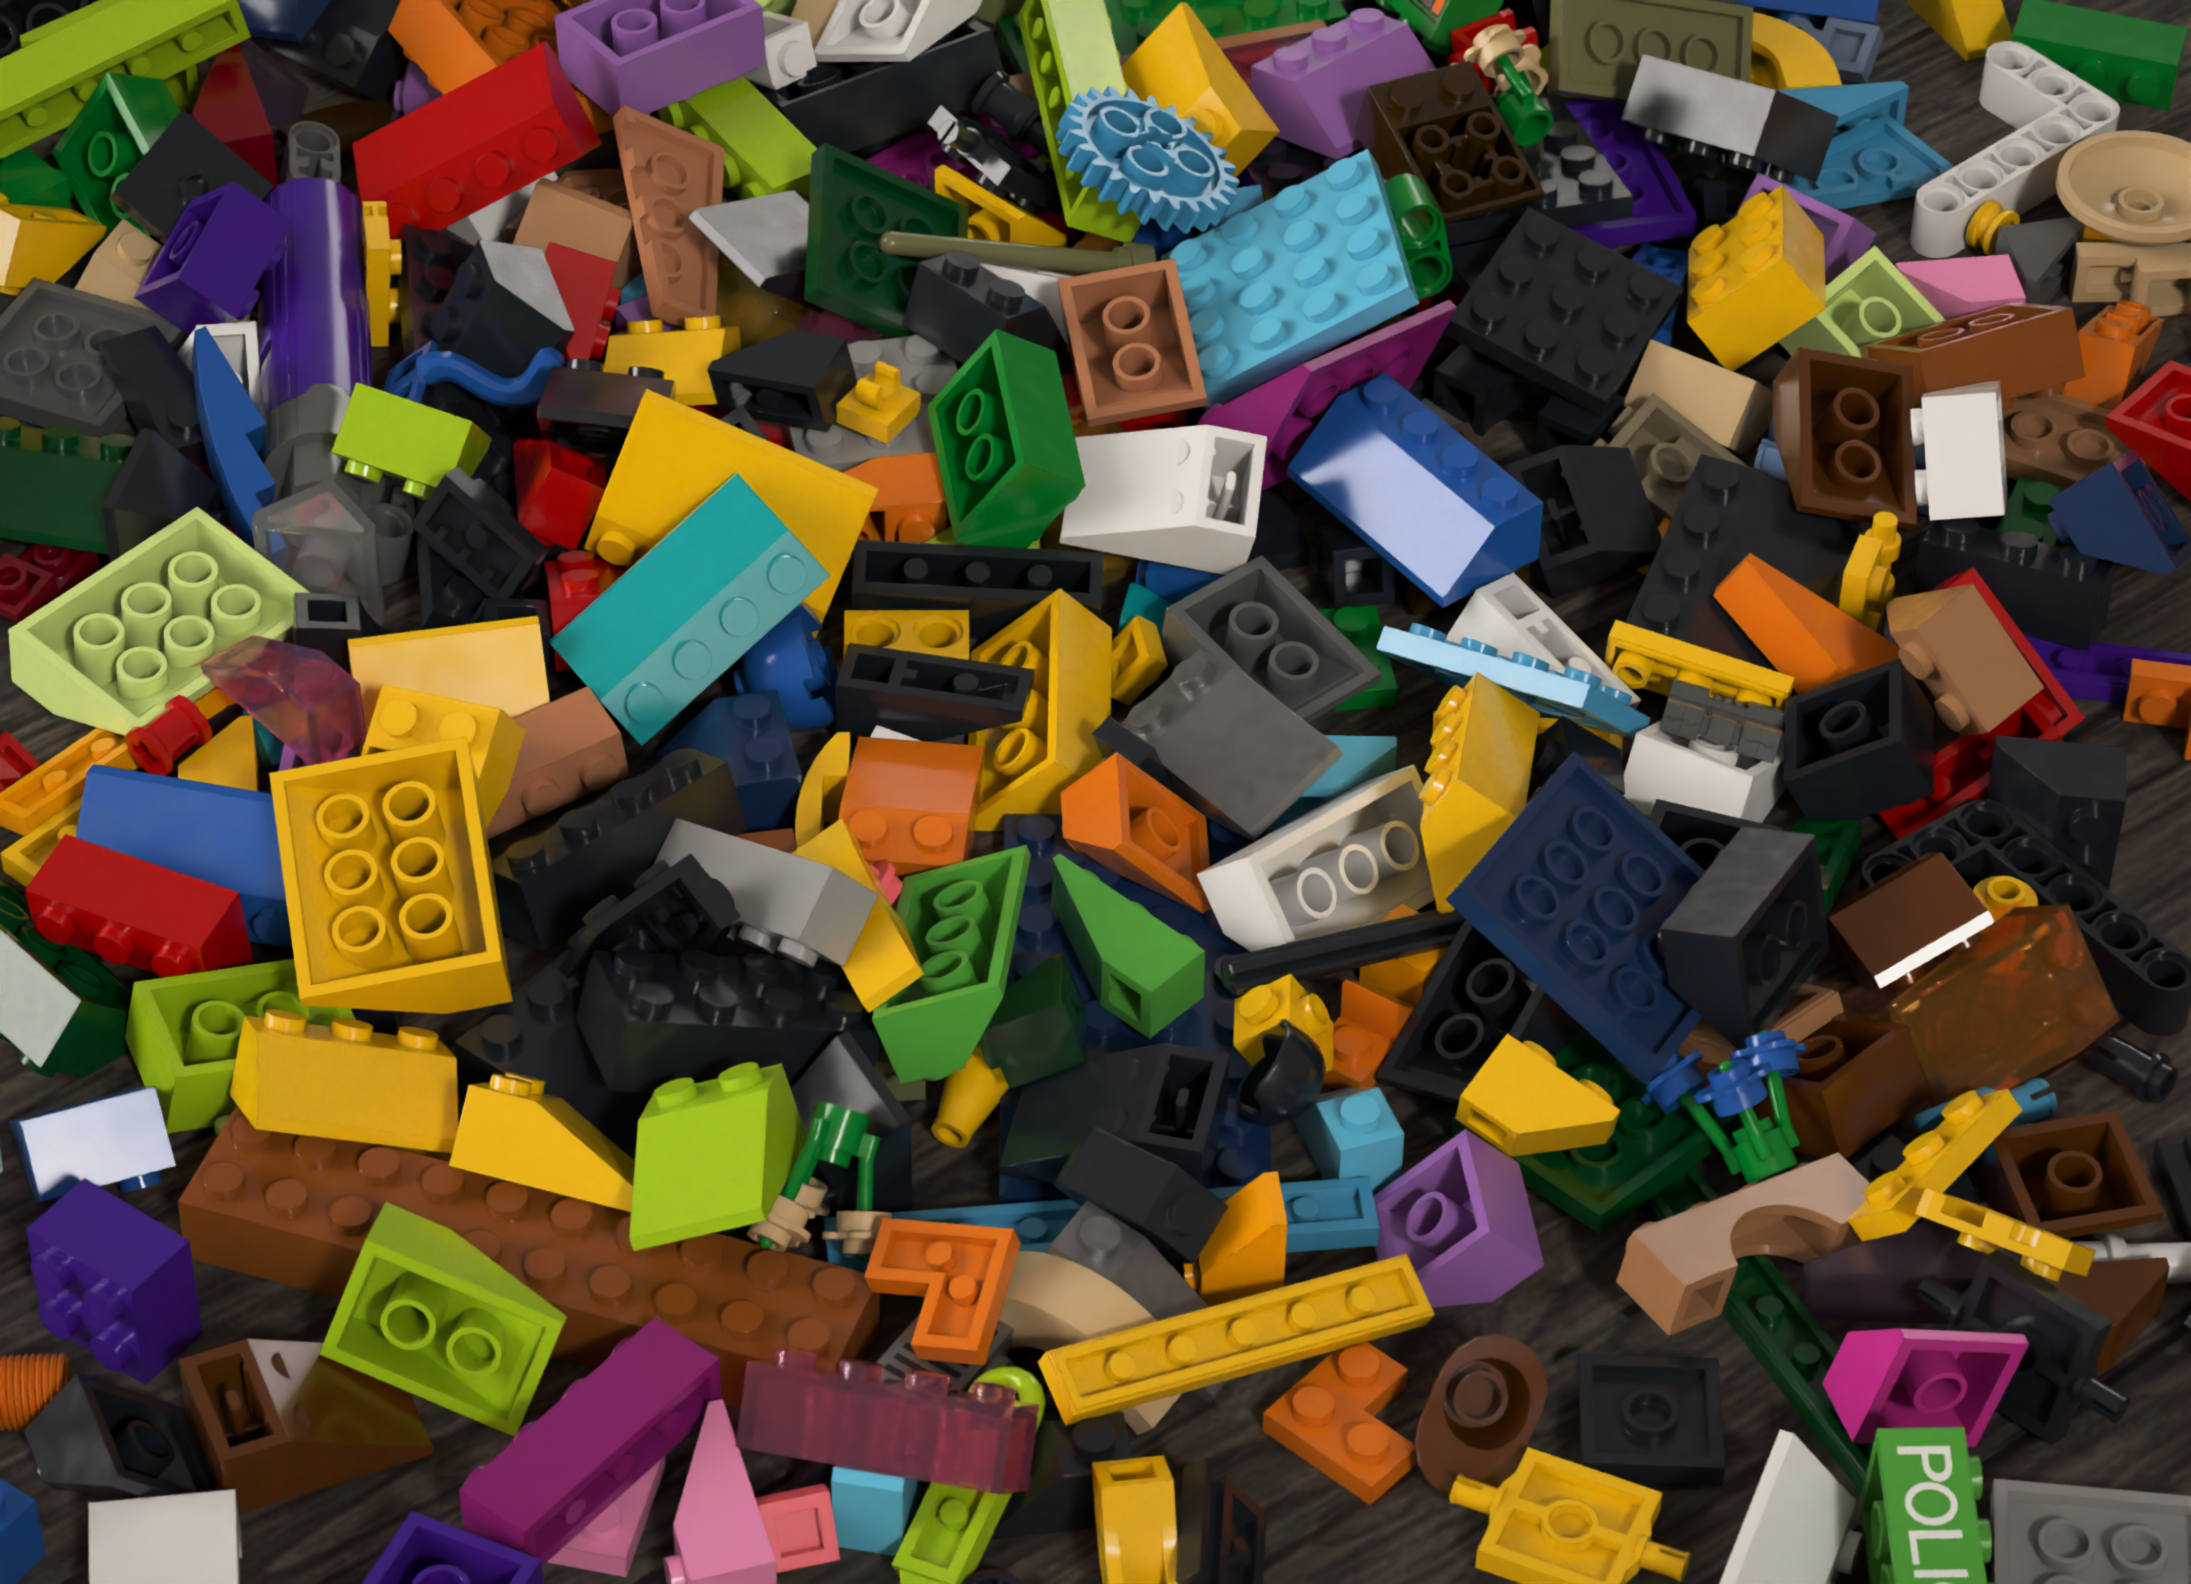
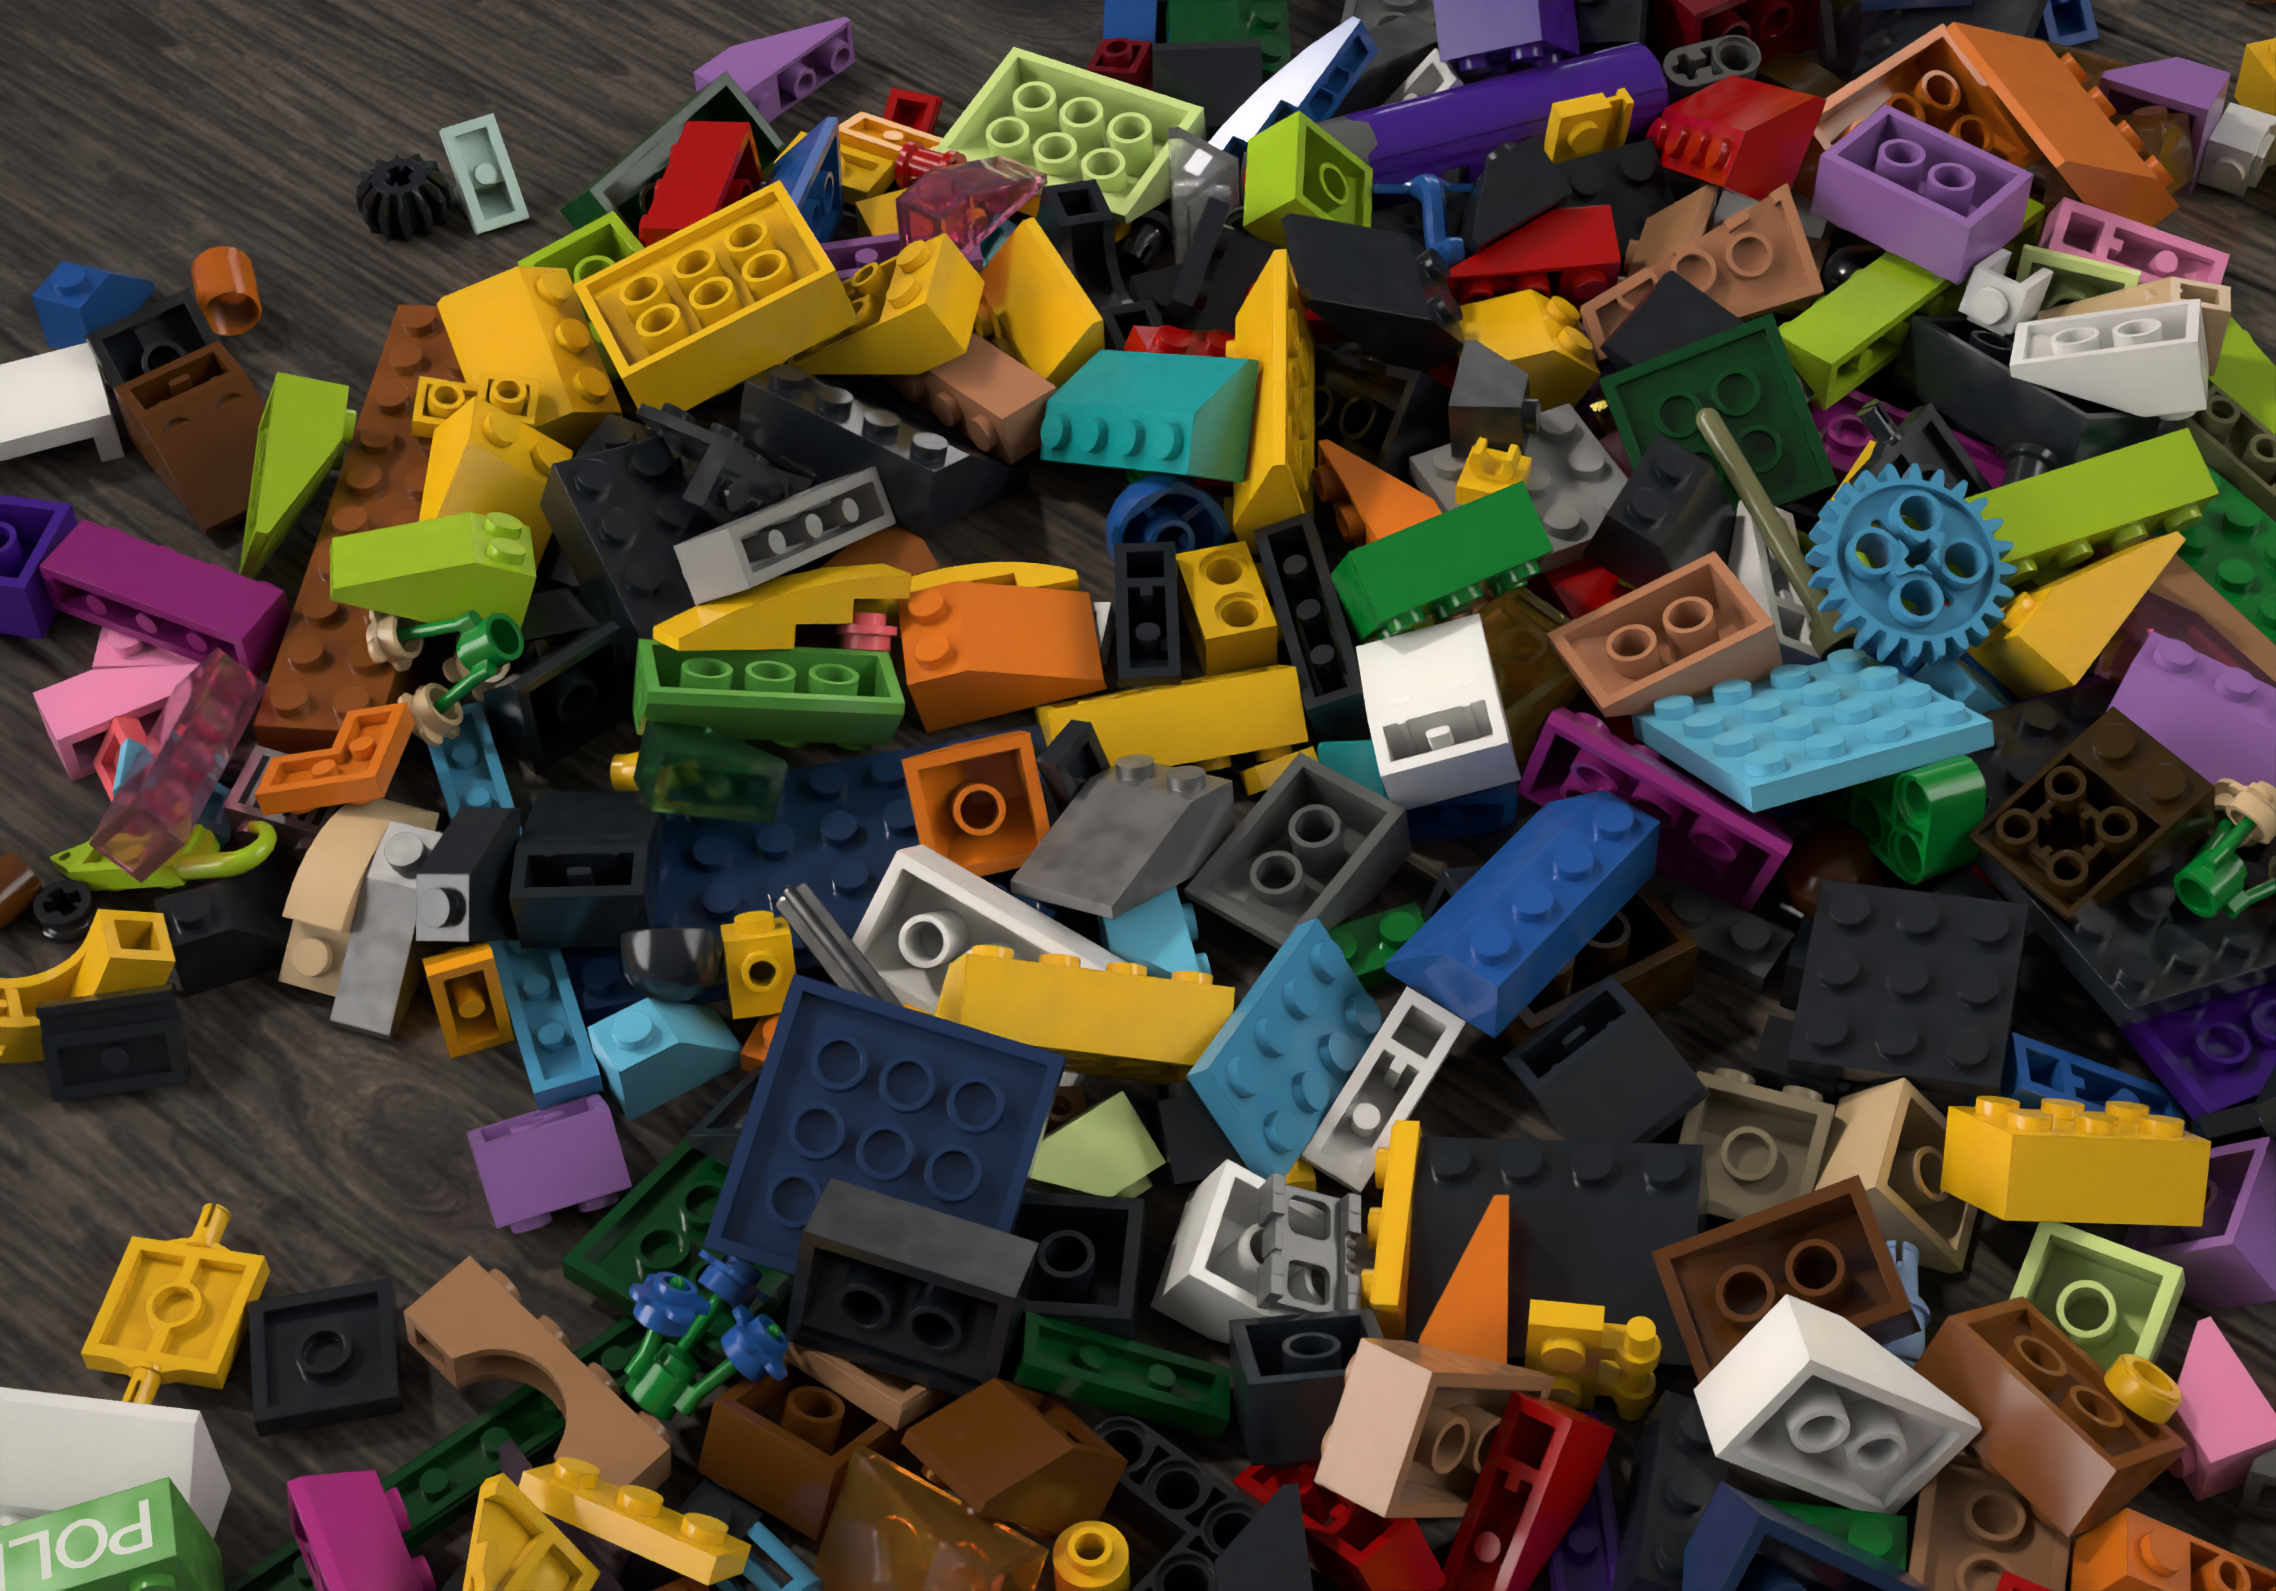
camera: 80 degrees right, 5 degrees up
(96, 1140) = (475, 242): slope -> none
(114, 1281) = (319, 297): dark purple brick -> none
(425, 1127) = (441, 398): none -> yellow slope
(757, 744) = (1045, 526): dark blue slope -> none
(1129, 956) = (825, 821): bright green slope -> none
(1235, 1339) = (342, 999): yellow tile -> none
(1333, 1421) = (310, 1108): orange plate -> none
(1481, 1412) = (294, 1205): reddish brown piece -> none
(1532, 1105) = (667, 1160): yellow slope -> none
(1964, 303) = (2143, 1388): none -> yellow tile

